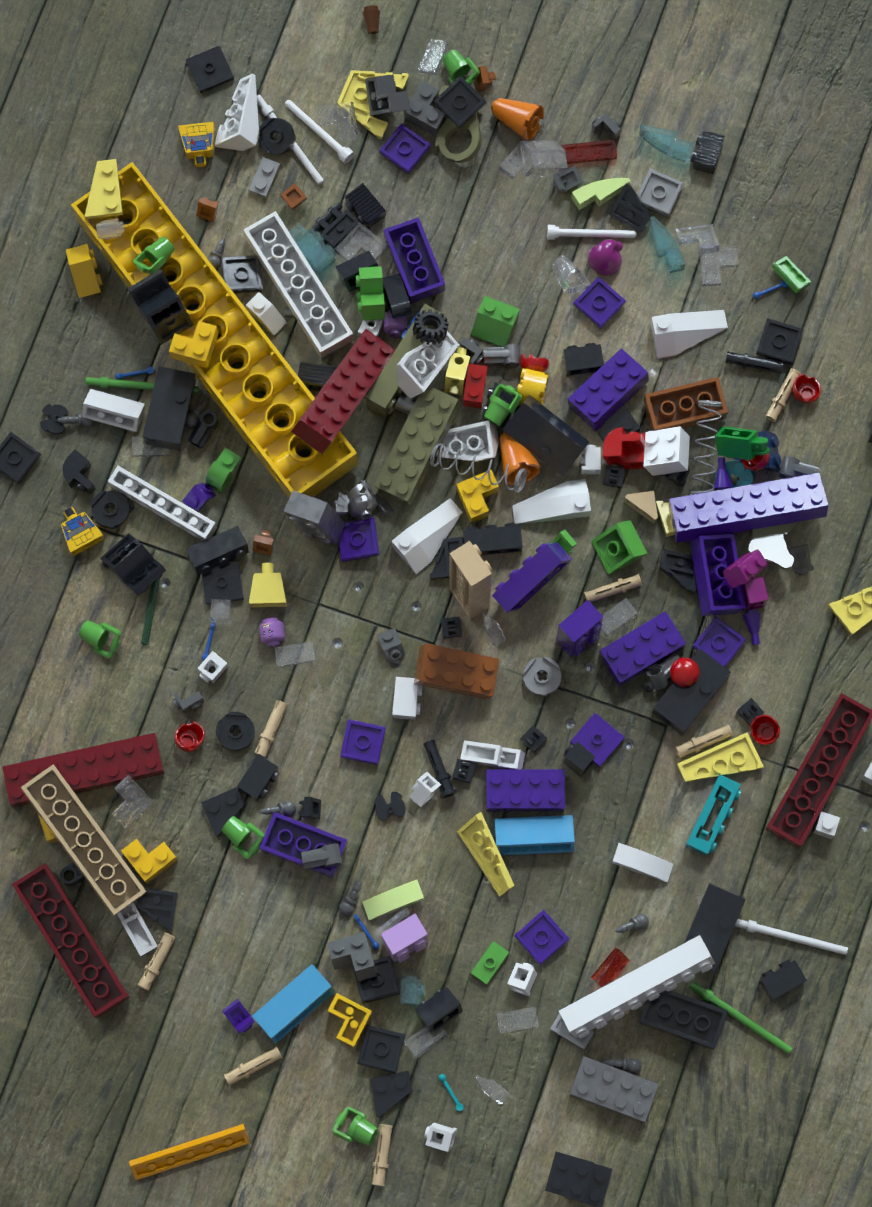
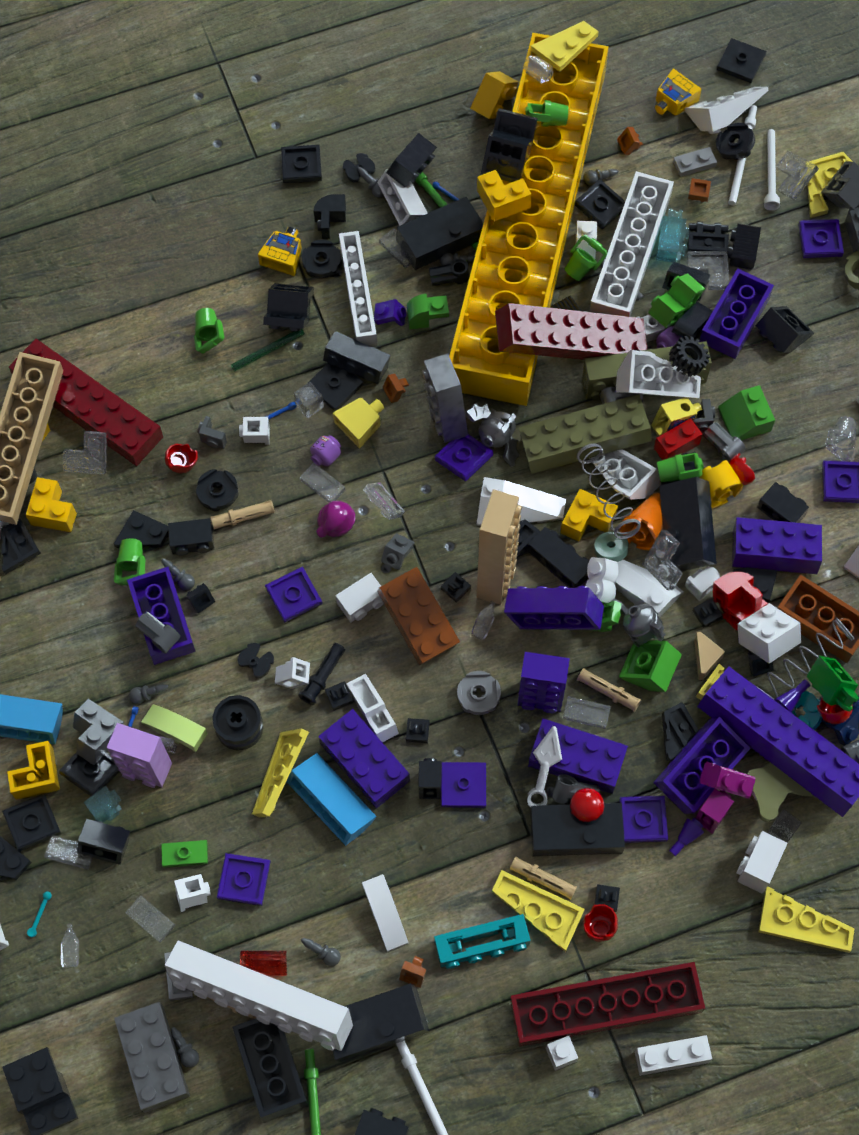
camera: 50 degrees right, 10 degrees down
(90, 378) = (412, 160): none -> black brick
(279, 328) = (583, 262): none -> bright green piece
(330, 668) = (335, 519): none -> magenta piece
(345, 623) = (383, 500): none -> clear plate
(425, 843) = (234, 734): none -> black wheel
(453, 238) = (783, 329): none -> black slope
(516, 506) = (607, 540): none -> sand green piece
(531, 524) = (602, 578): none -> white brick
(553, 477) = (659, 562): none -> clear plate
(588, 527) = (642, 622): none -> flat silver helmet
(629, 668) = (547, 754): none -> white piece
(697, 876) = (413, 972): none -> dark orange tile
(812, 594) = (762, 861): none -> white brick

